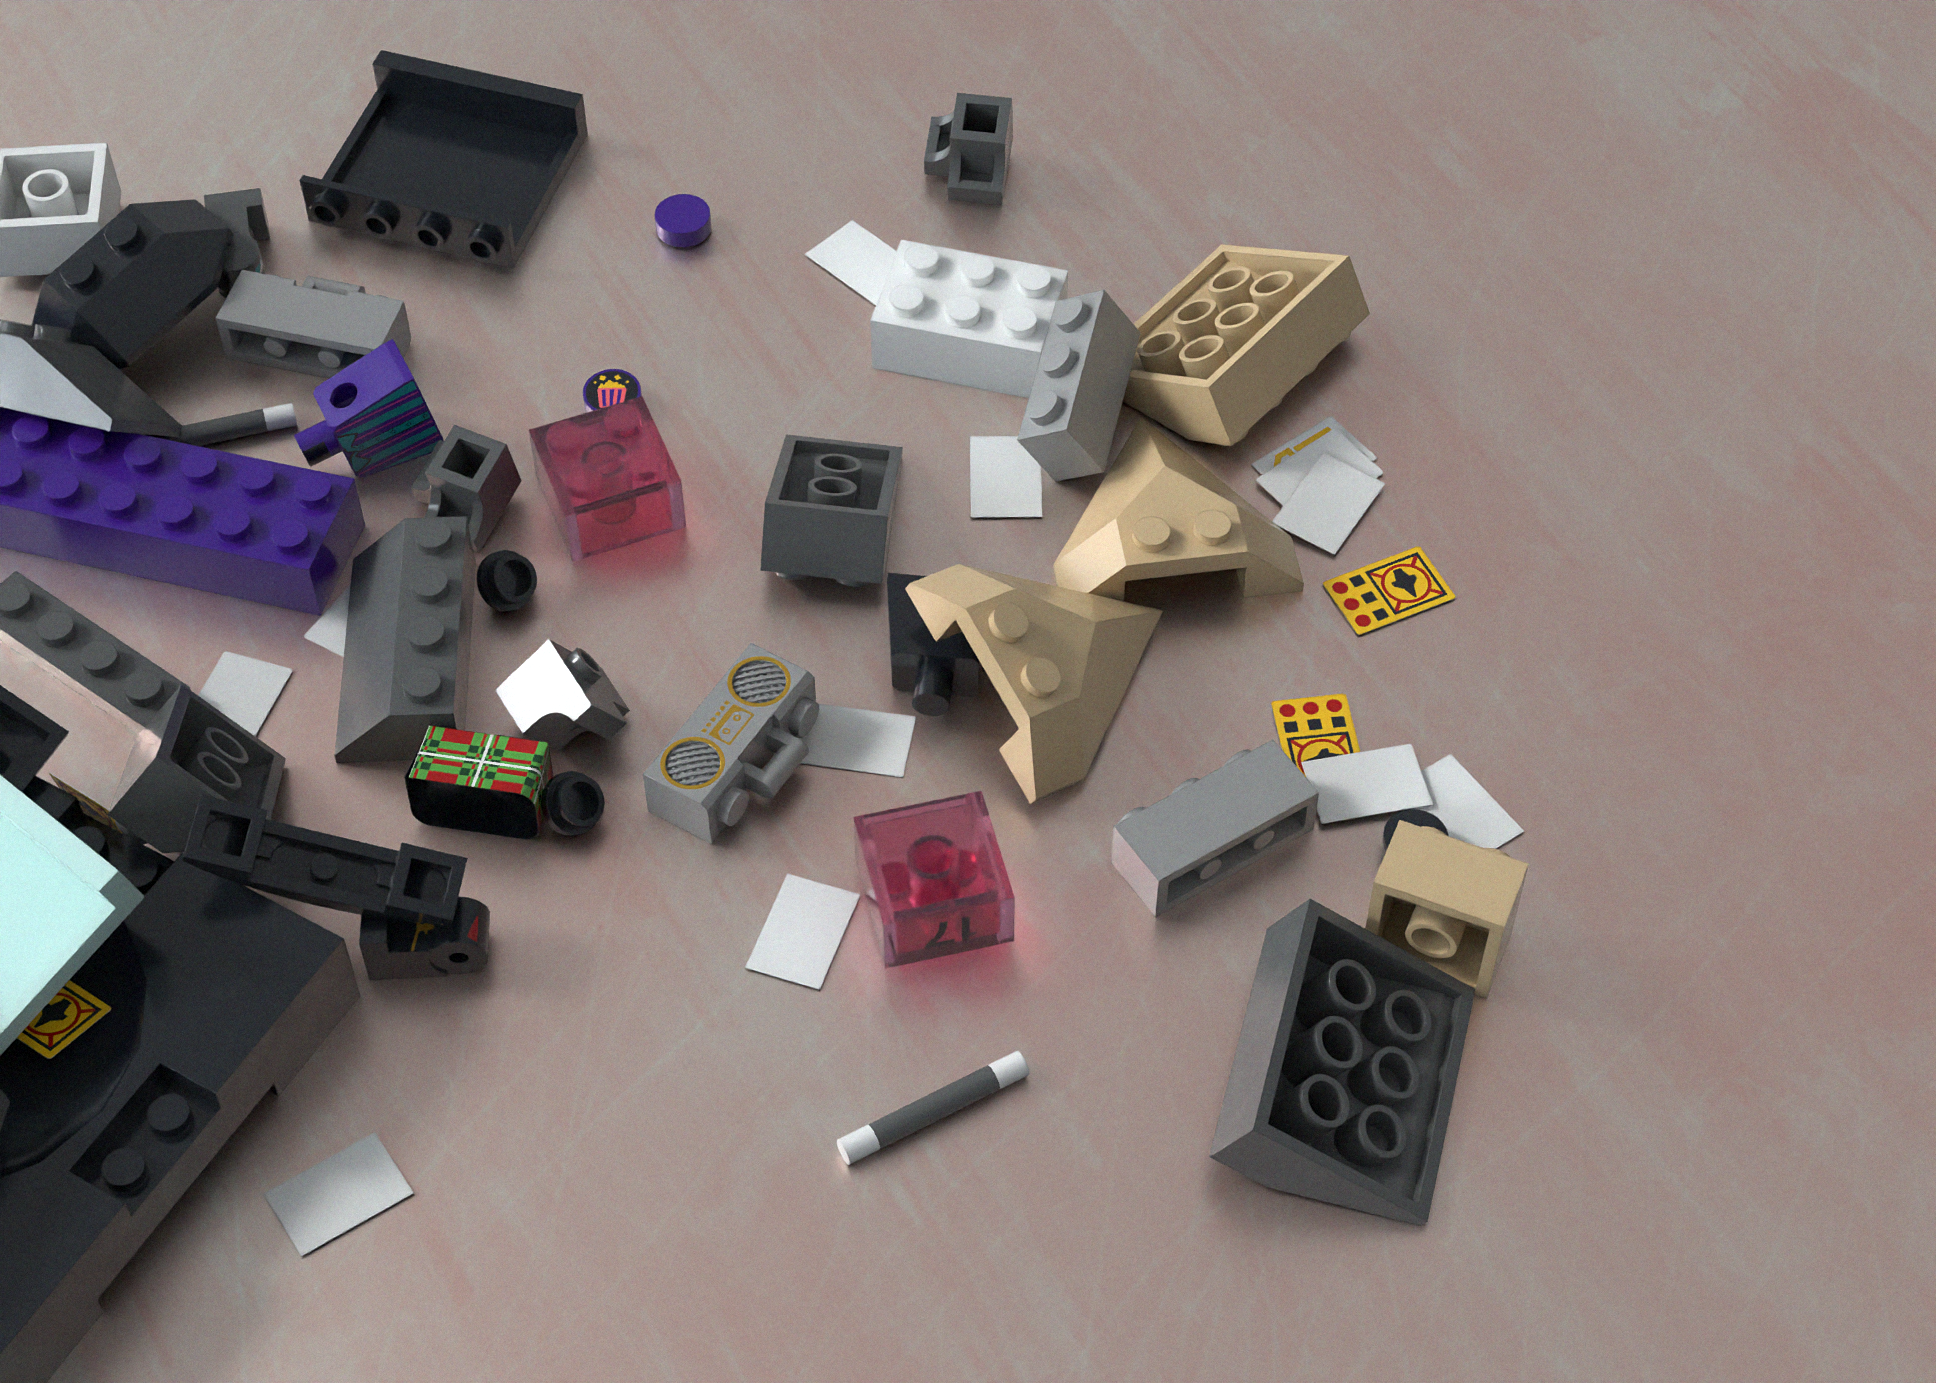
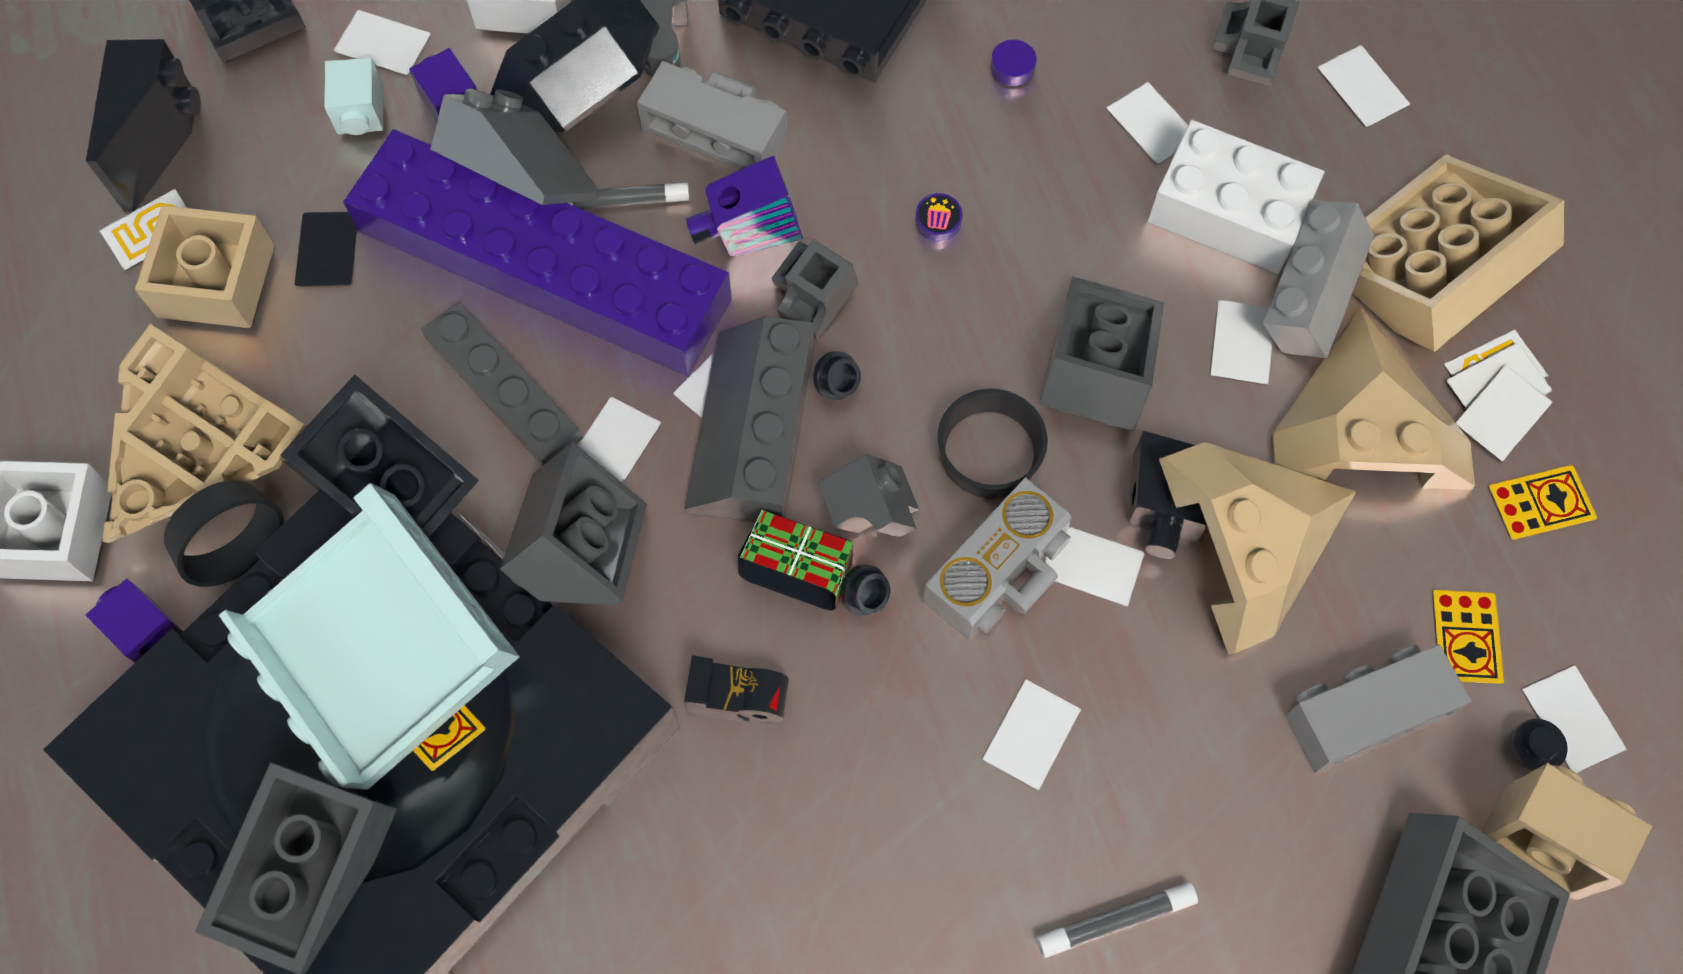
camera: 10 degrees right, 15 degrees up
(322, 867) = (665, 637): black slope -> none
(338, 1194) = (643, 904): white sticker -> none
(607, 478) = (927, 297): clear pink brick -> none
(695, 581) = (999, 402): none -> black tyre
(934, 879) = (1146, 721): clear pink brick -> none
(1115, 188) = (1363, 85): none -> white sticker
(1367, 783) = (1505, 681): white sticker -> none

